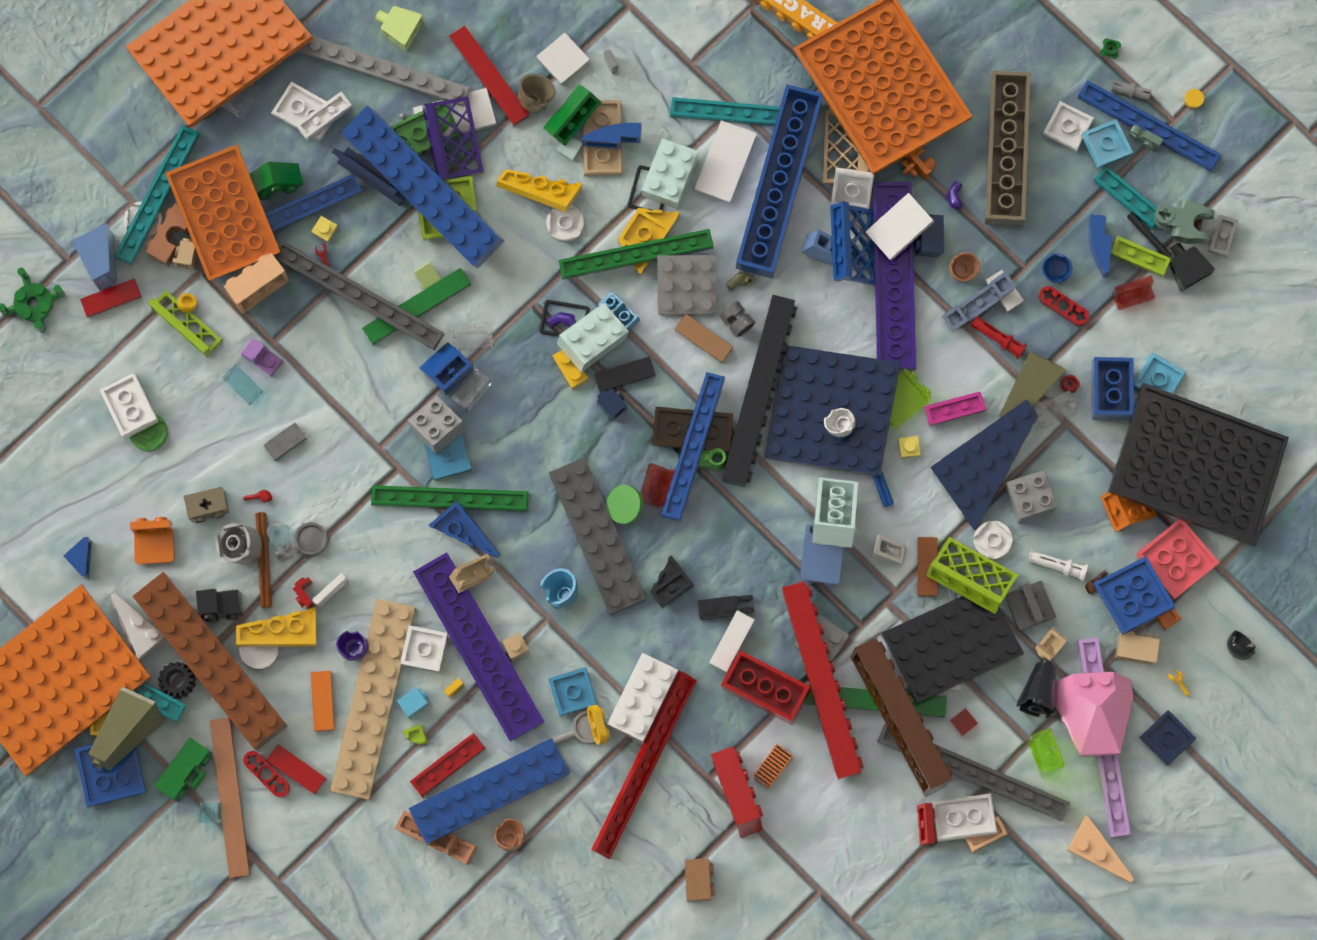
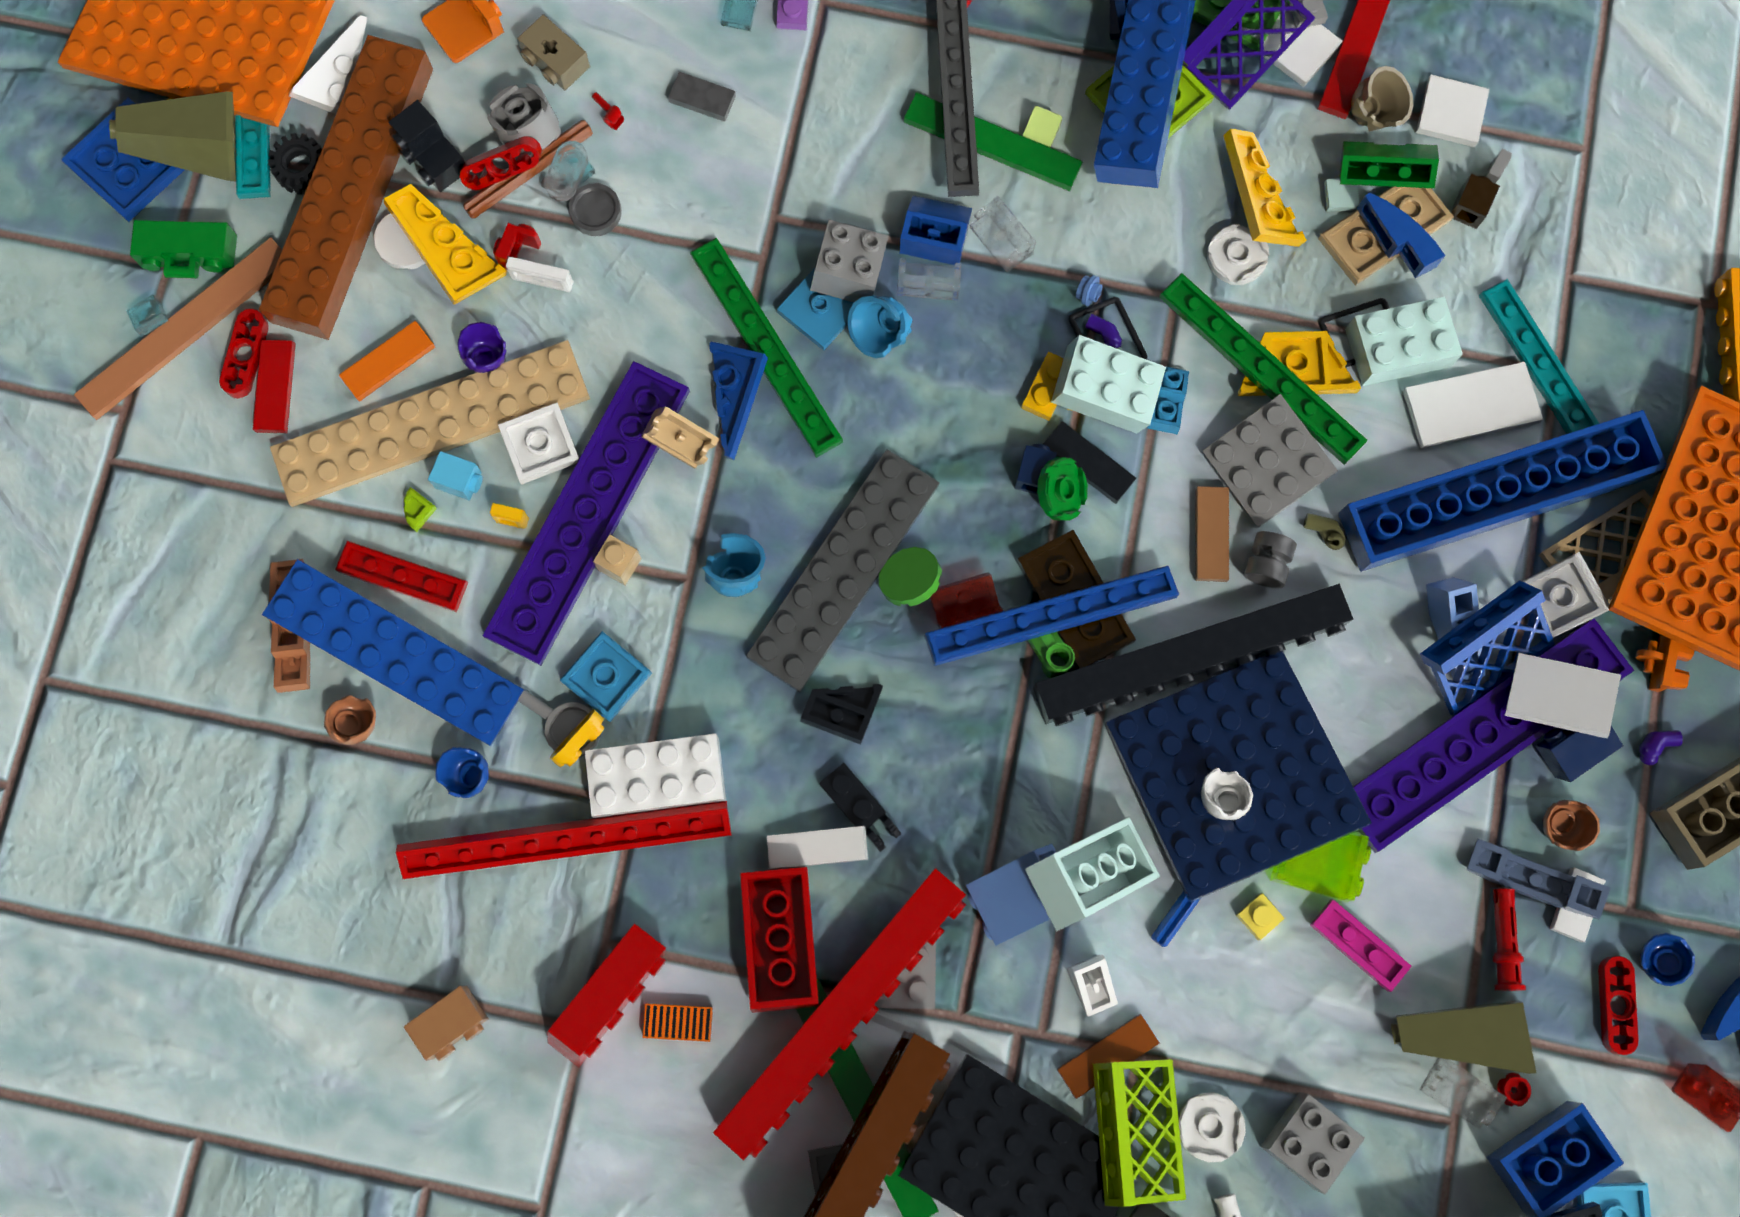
camera: 50 degrees right, 0 degrees up
(255, 560) = (507, 152): none -> red beam
(480, 432) = (878, 325): none -> dark azure helmet
(533, 312) = (1089, 290): none -> medium blue plate
(575, 794) = (462, 772): none -> blue hair
(619, 84) = (1474, 200): none -> dark brown brick
(631, 397) = (1062, 489): none -> green tile
(980, 465) = (1306, 1038): dark blue wing -> none

